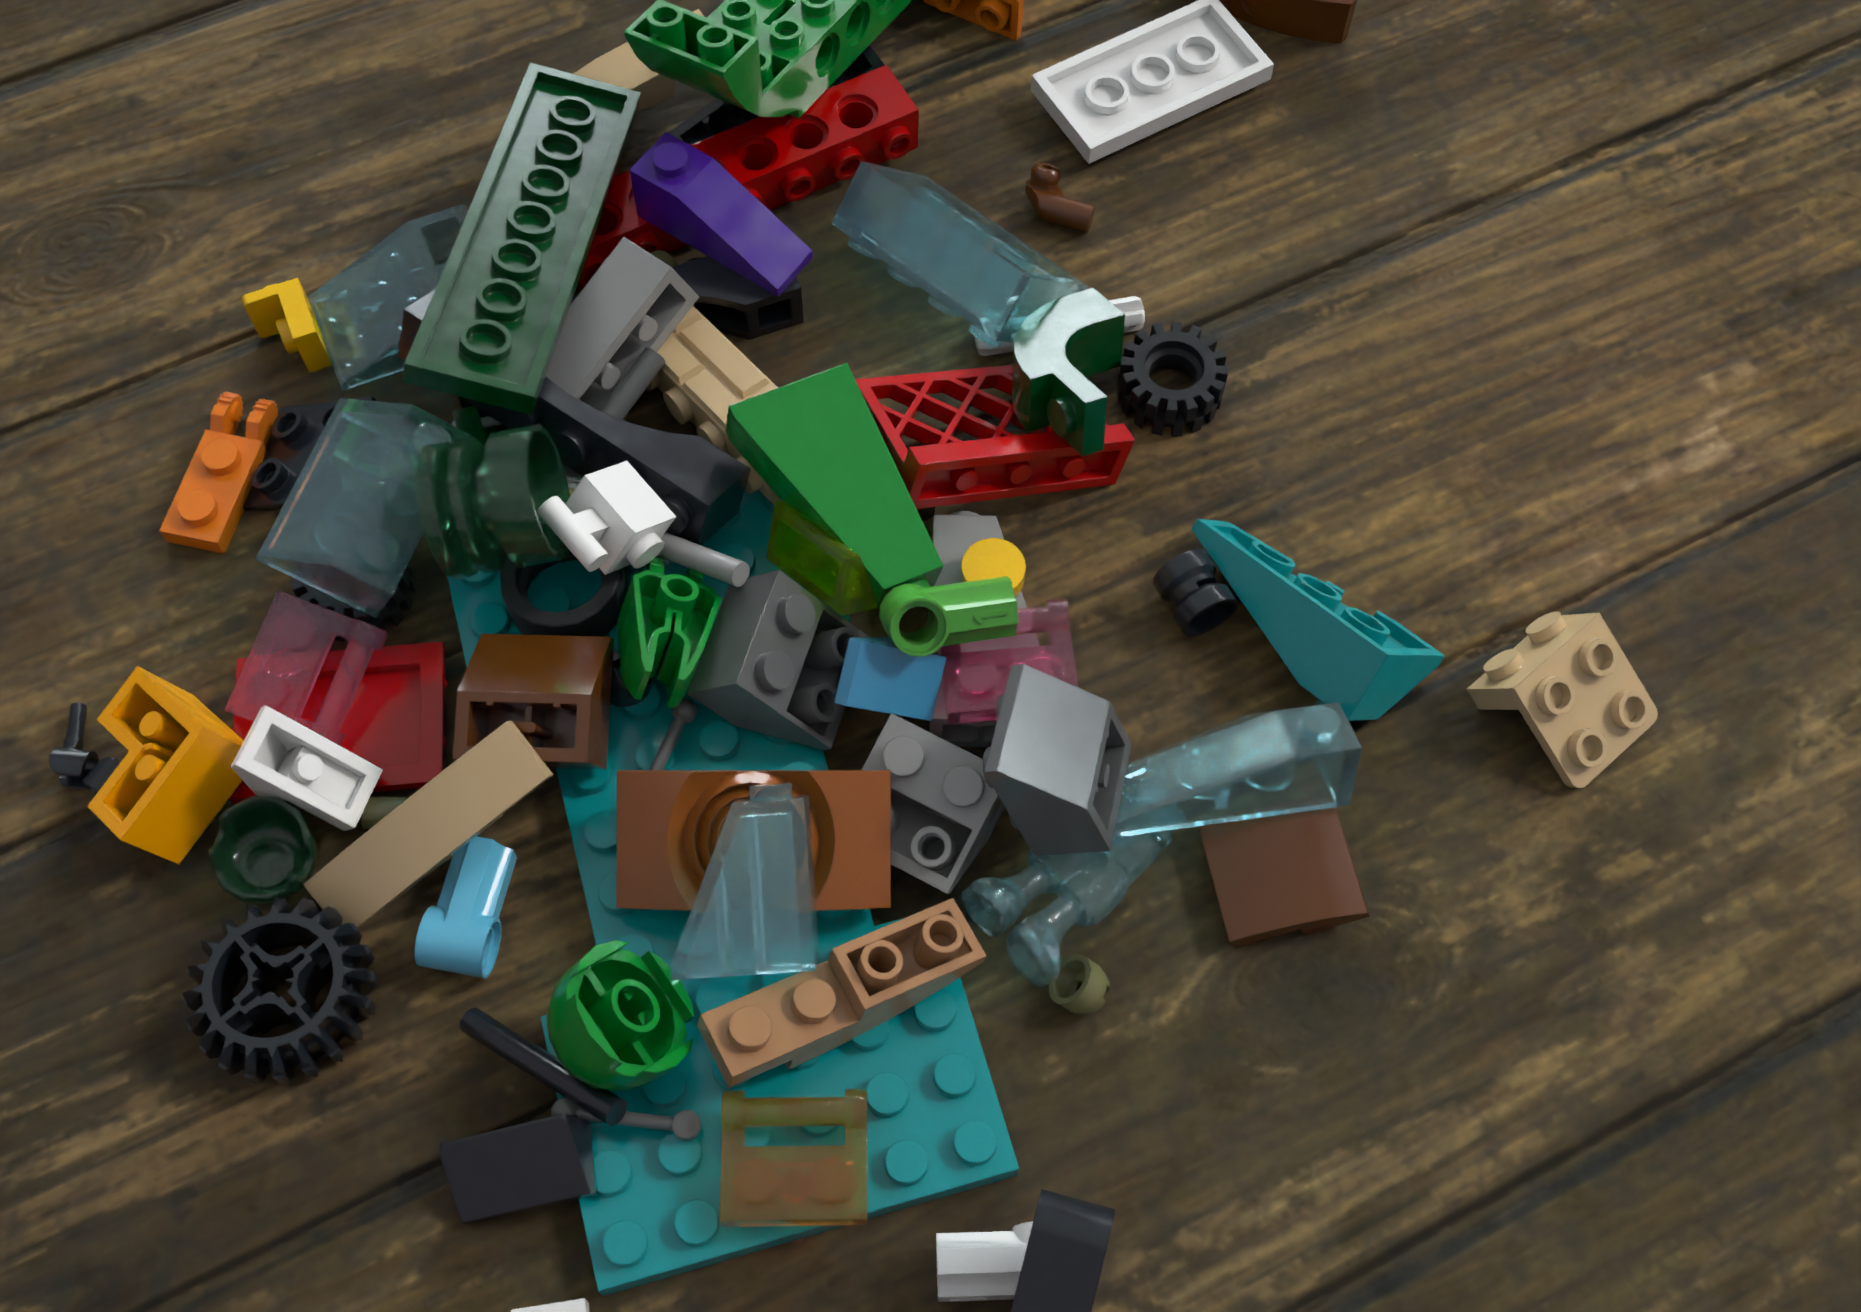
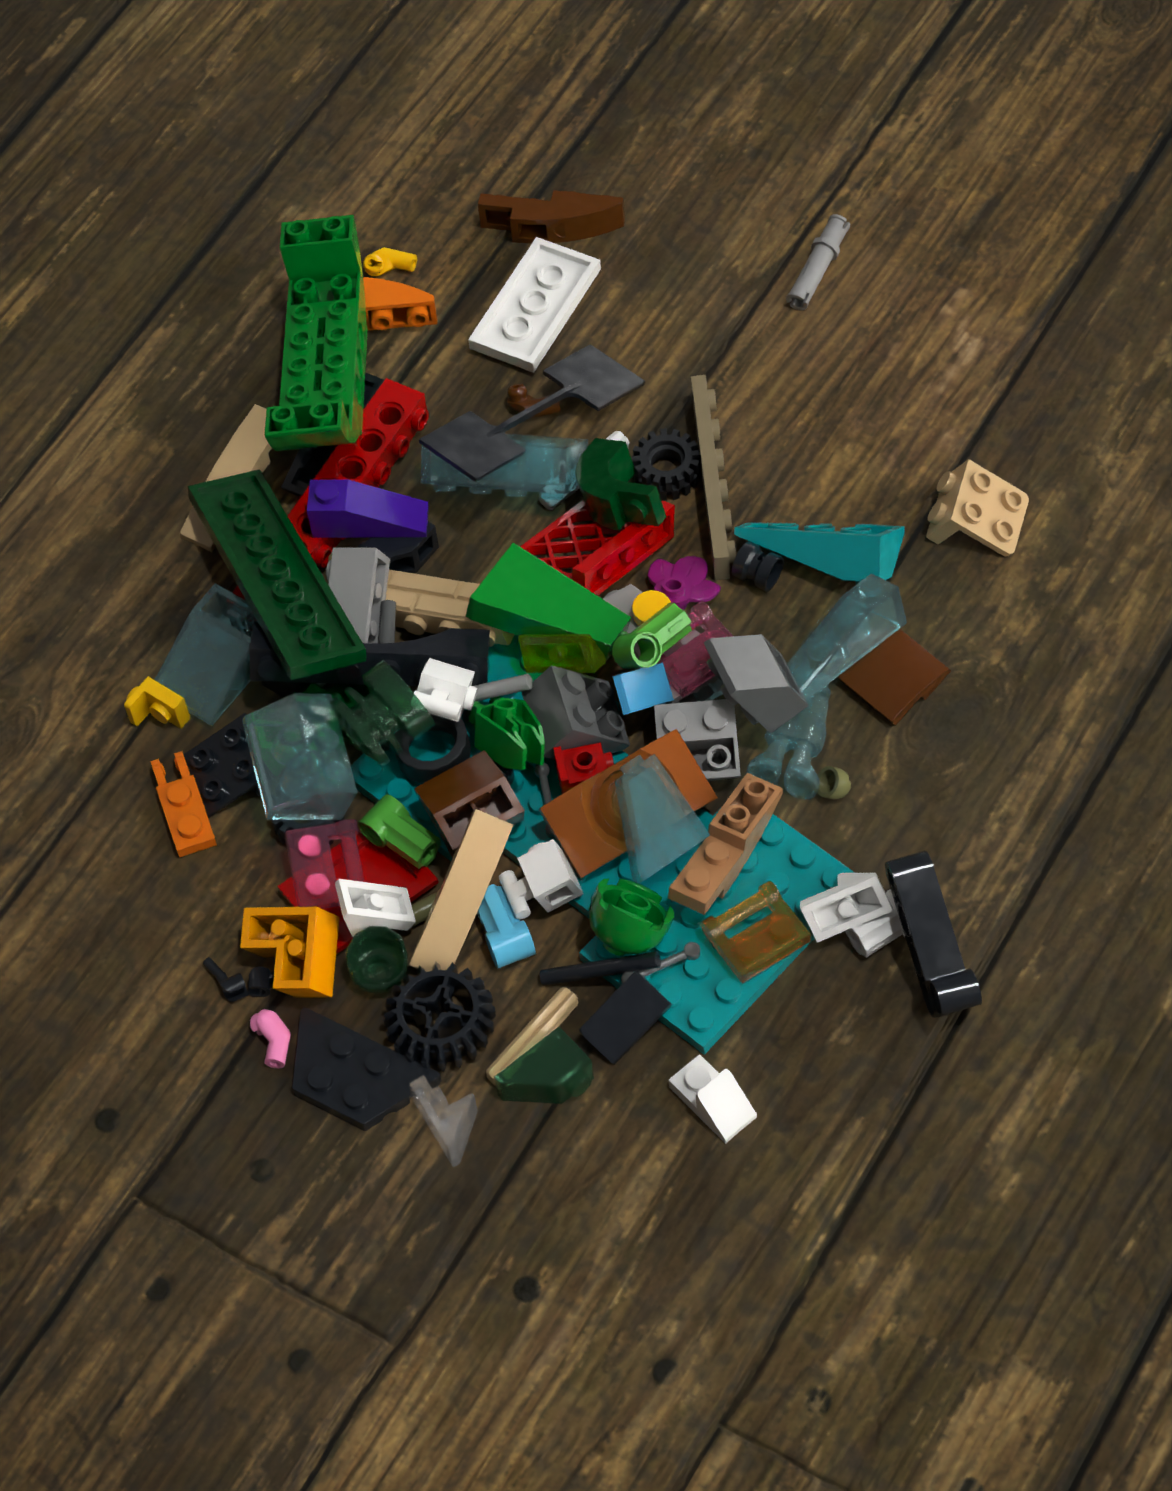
camera: 25 degrees left, 5 degrees down
(68, 871) = (277, 1034): none -> bright pink arm
(114, 995) = (351, 1072): none -> black wing
(157, 1170) = (447, 1122): none -> clear slope
(358, 1178) = (547, 1072): none -> clear green slope
(383, 1105) = (542, 1024): none -> tan axle
(429, 671) = (392, 826): none -> bright green piece
(558, 876) = (546, 878): none -> white brick
(714, 723) = (580, 764): none -> red brick
(913, 207) = (483, 448): none -> black hinge
(948, 1209) = (845, 906): none -> white slope
(1077, 554) = (683, 580): none -> magenta plate
(1212, 446) = (714, 489): none -> dark tan plate
(1585, 210) = (823, 252): none -> light grey pin

